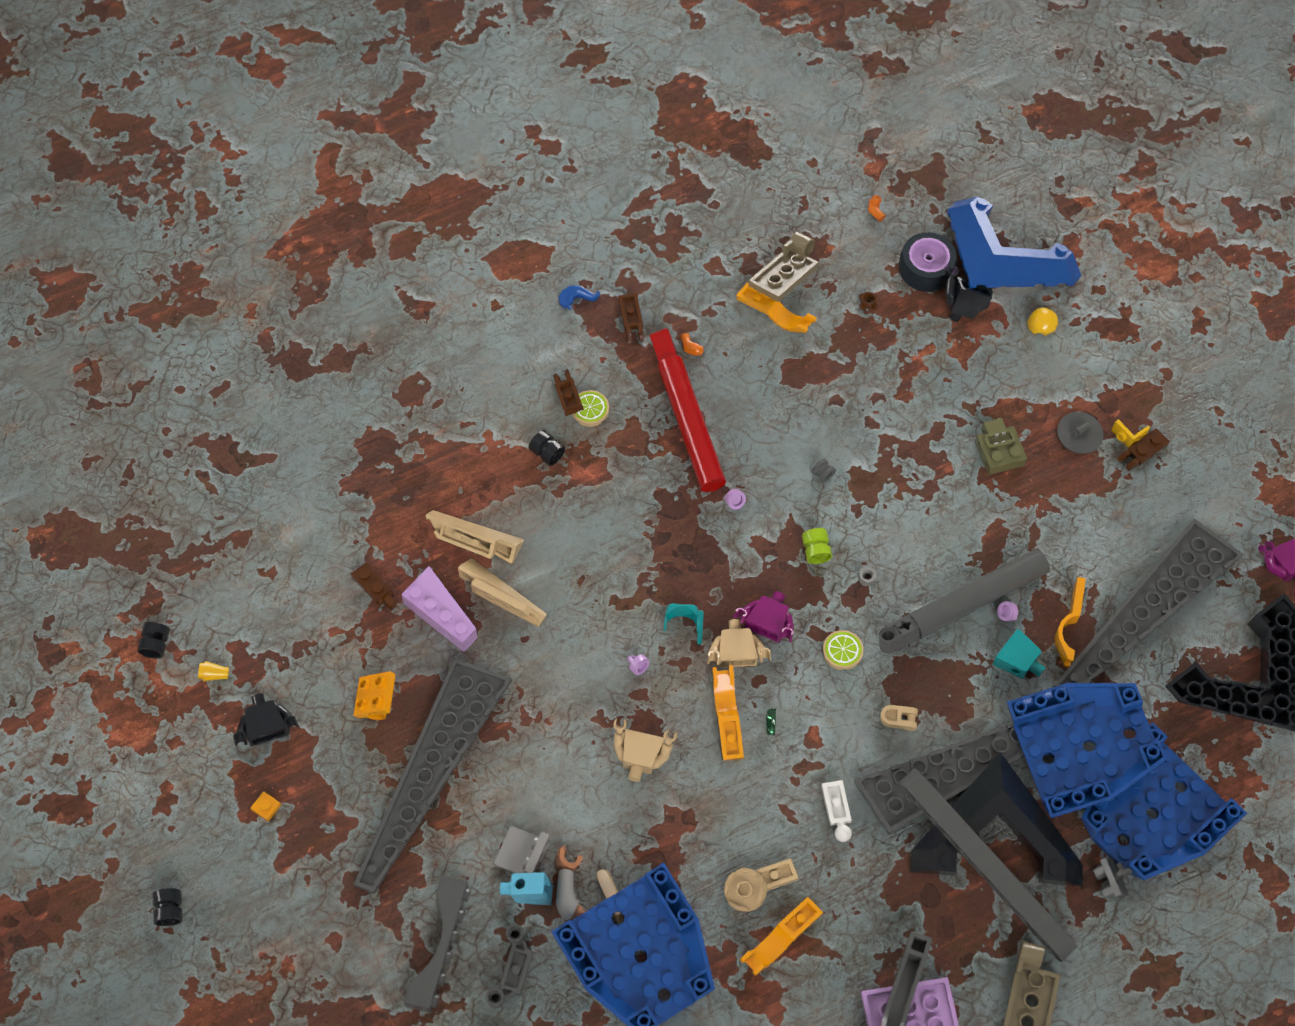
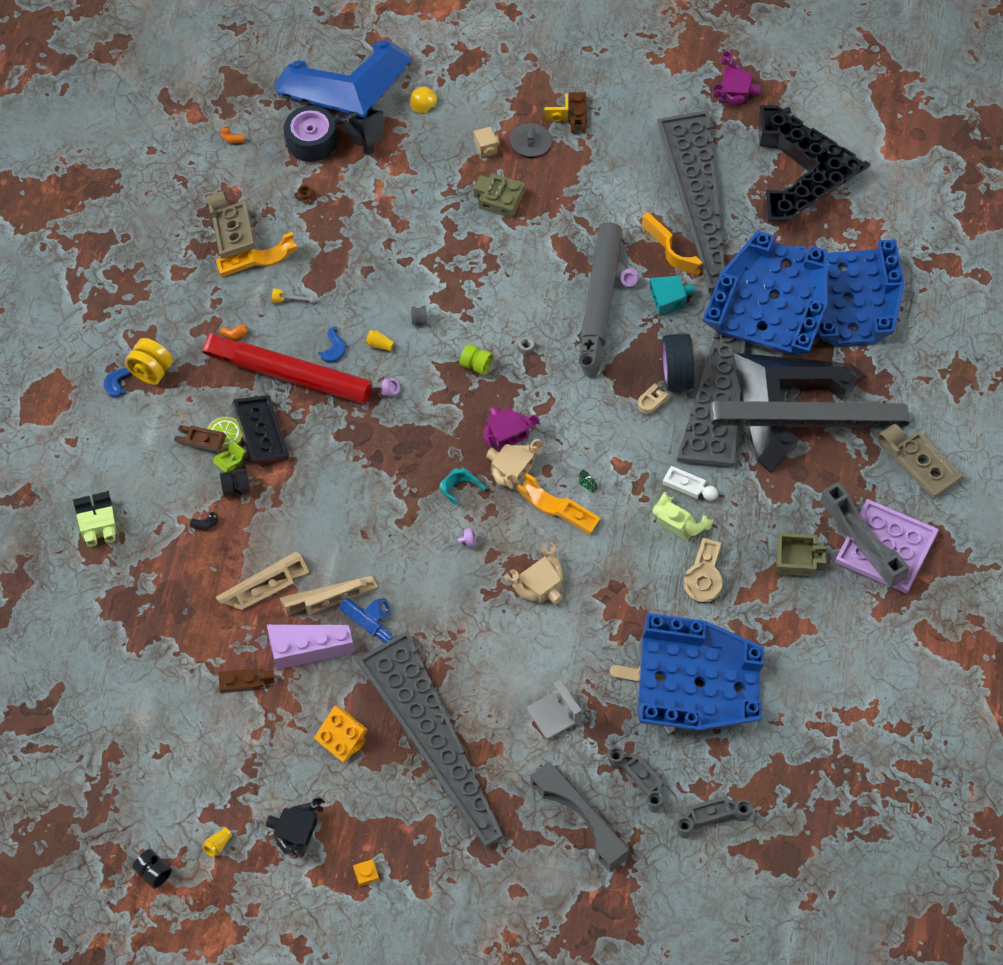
camera: 50 degrees left, 5 degrees down
(436, 372) = (97, 525): none -> yellowish green hips
(495, 455) = (209, 522): none -> black arm
(502, 639) = (369, 617): none -> blue piece
(529, 888) = (588, 723): medium azure torso -> none
(565, 897) = (615, 704): light grey piece -> none
(567, 428) = (231, 458): none -> lime bracket
(603, 304) = (148, 361): none -> yellow wheel
(612, 430) = (260, 429): none -> black plate
(631, 315) = (179, 355): reddish brown hinge -> none
(739, 434) = (336, 351): none -> blue piece
(752, 352) = (279, 296): none -> hinge
(772, 457) = (378, 340): none -> yellow cone
(782, 936) = (755, 581): light orange piece -> none
(788, 823) = (678, 520): none -> yellowish green torso
(840, 955) = (799, 555): none -> olive piece
(843, 650) = (570, 400): tile -> none
(947, 711) = (678, 362): none -> black wheel
(1043, 399) = (486, 142): none -> tan brick
(1116, 875) = (884, 355): dark grey hips -> none

